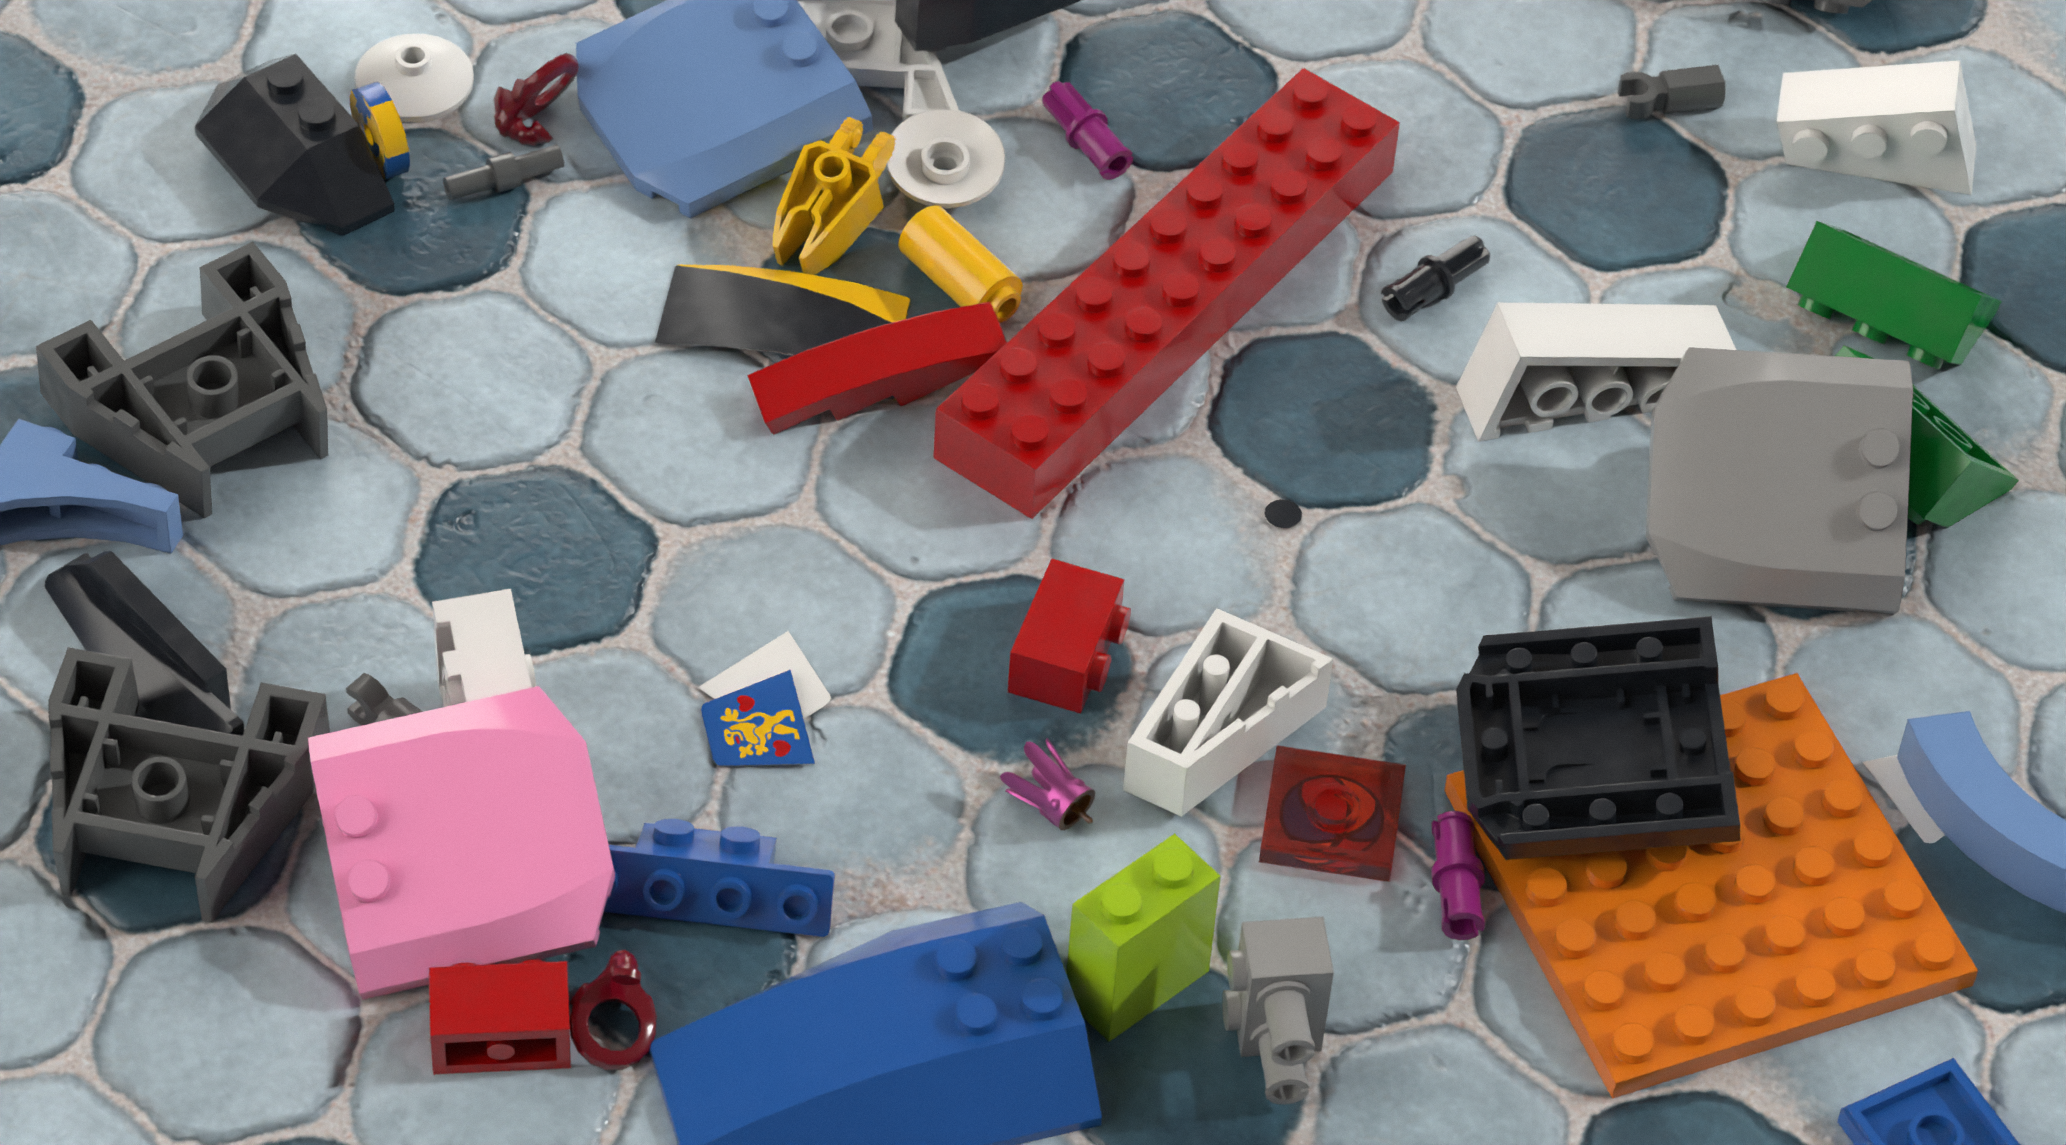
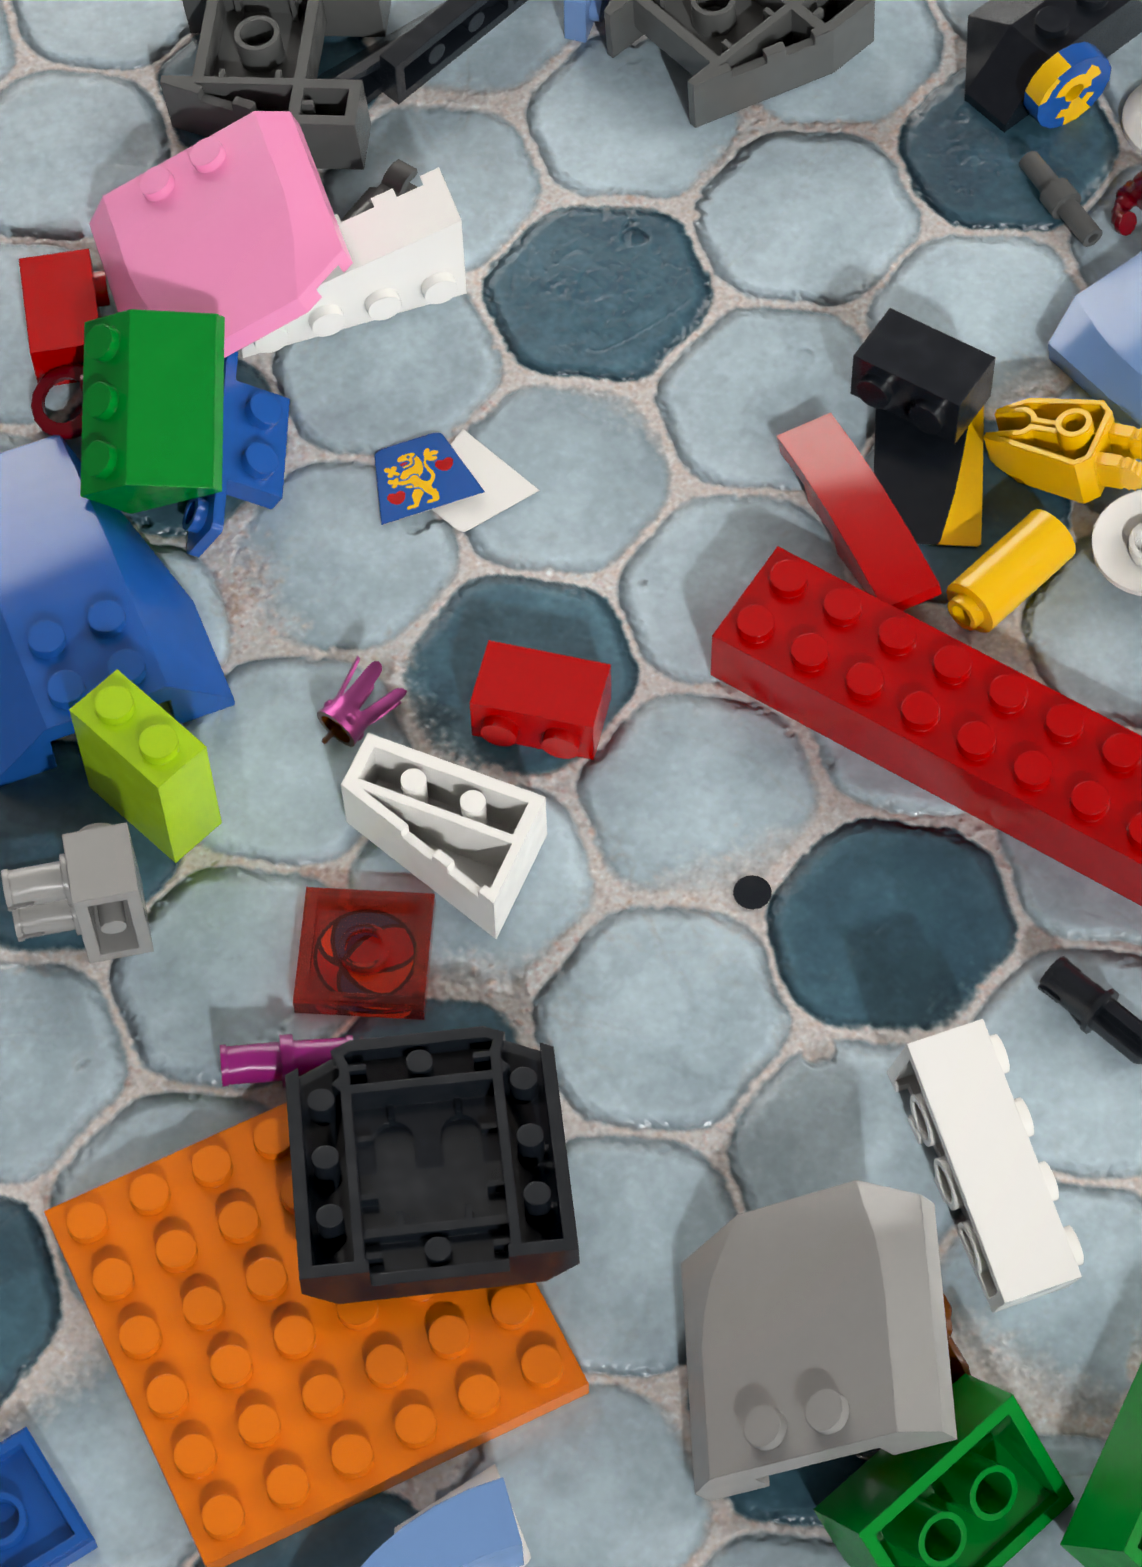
camera: 90 degrees right, 10 degrees up
(689, 896) = (152, 408): none -> green slope
(736, 283) = (922, 375): none -> black brick

